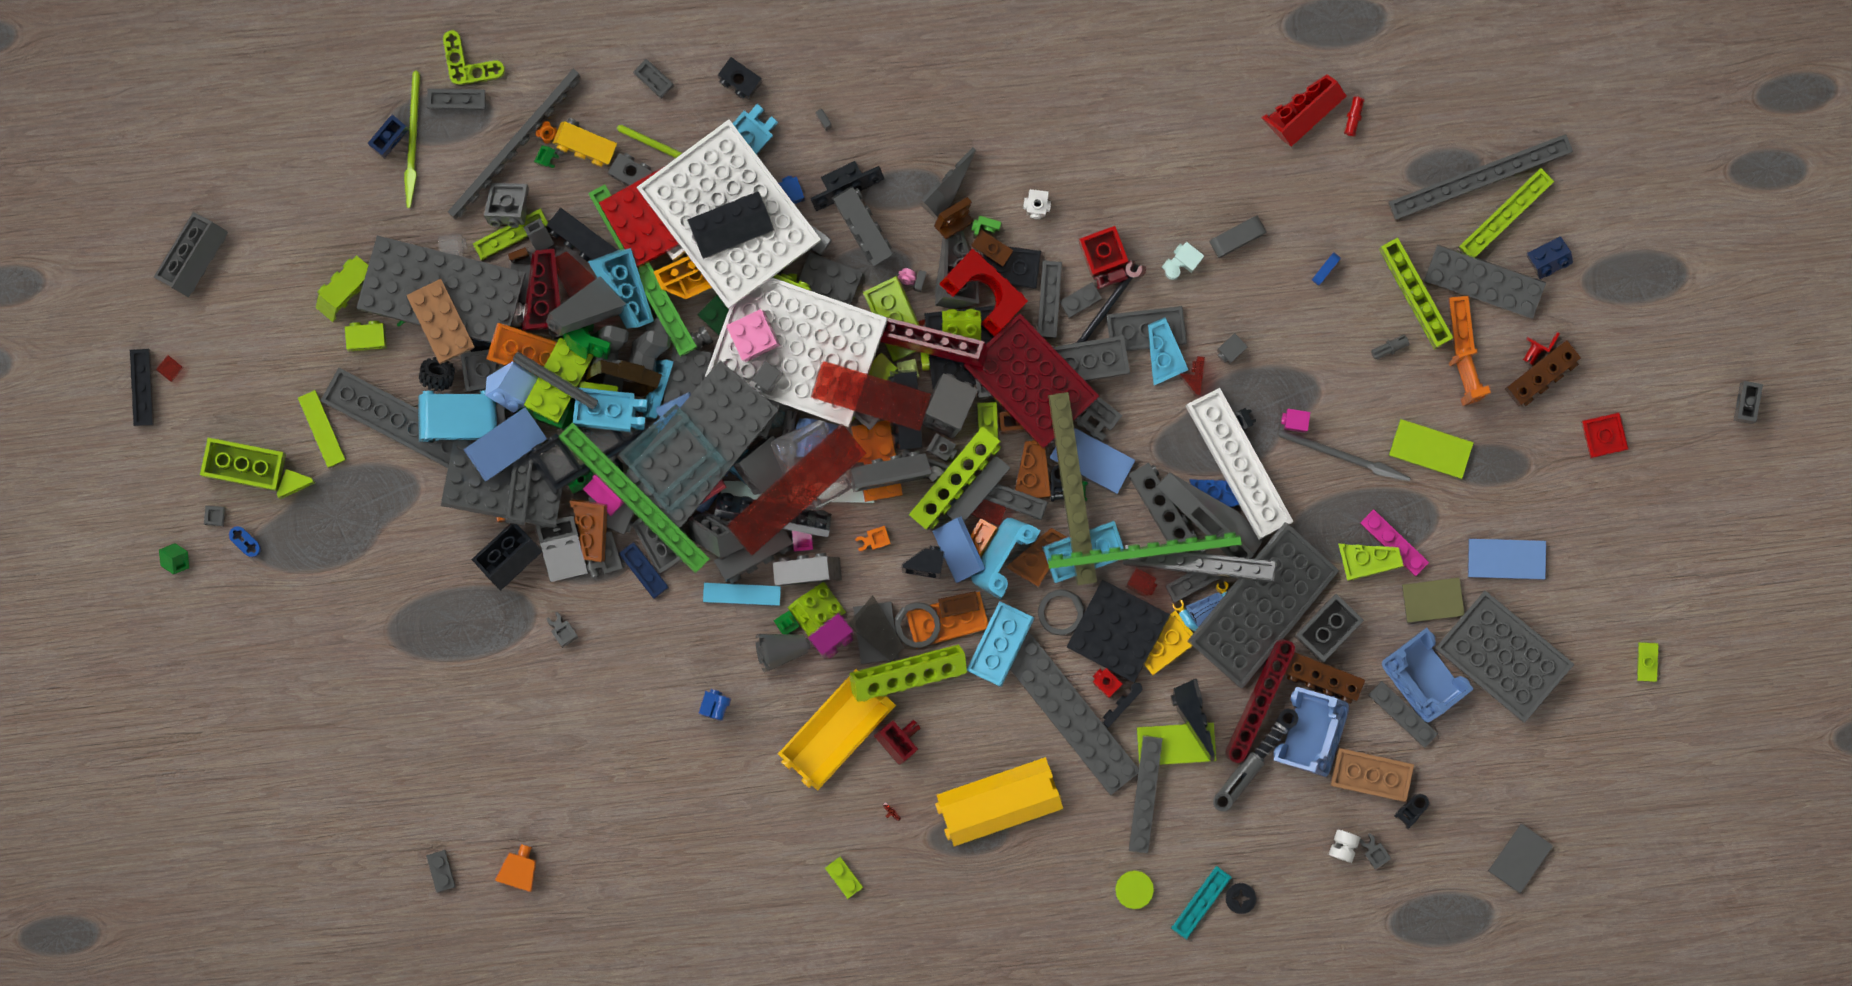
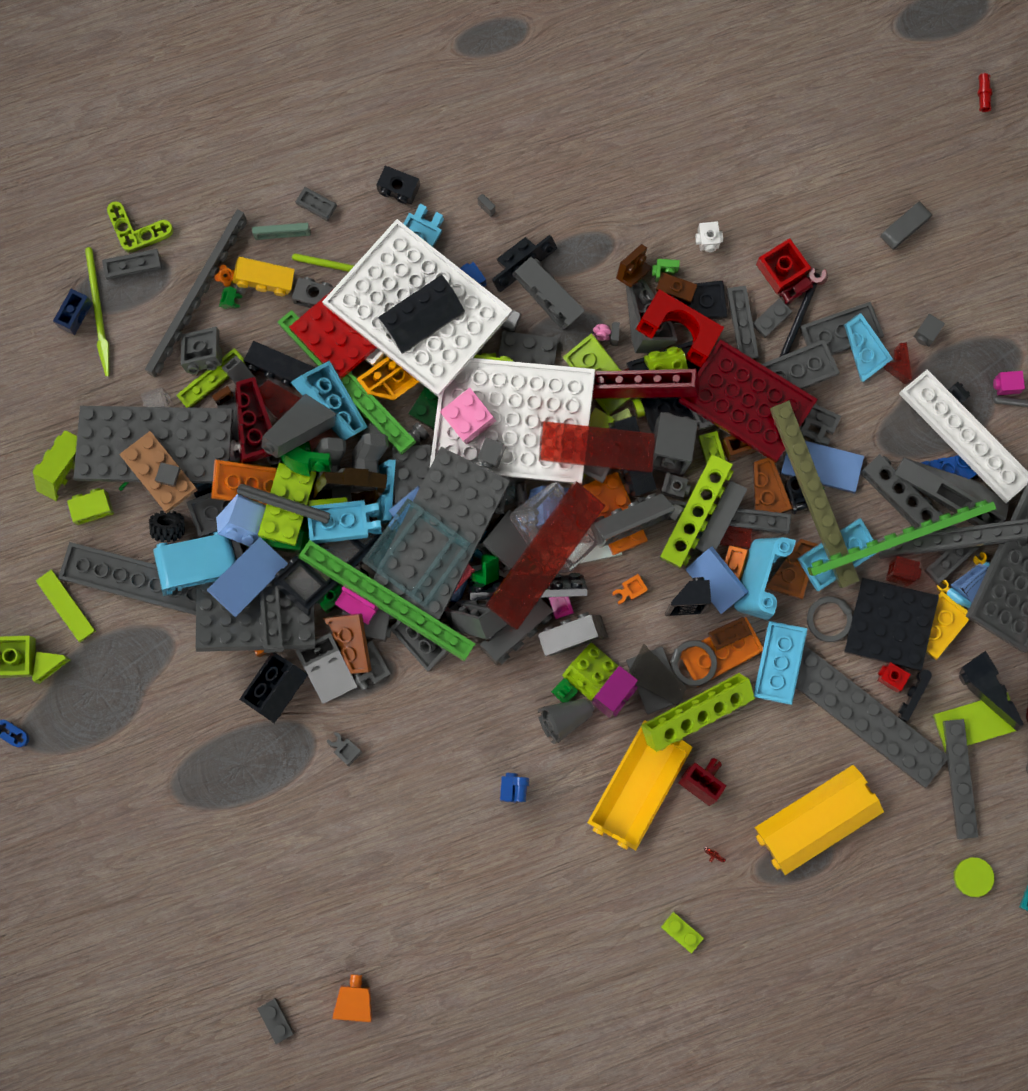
camera: 10 degrees left, 5 degrees down
(449, 327) = (167, 474): none -> dark grey tile
(610, 99) = (281, 231): none -> sand green tile
(643, 570) = (412, 671): dark blue tile -> none
(740, 490) = (489, 571): none -> green panel
(741, 594) = (514, 672): medium azure tile -> none
(943, 194) = (618, 244): dark grey wedge -> none
(1185, 257) = (863, 256): light aqua brick -> none
(1305, 110) = (938, 96): red wedge -> none
(1326, 268) = (997, 236): blue beam -> none

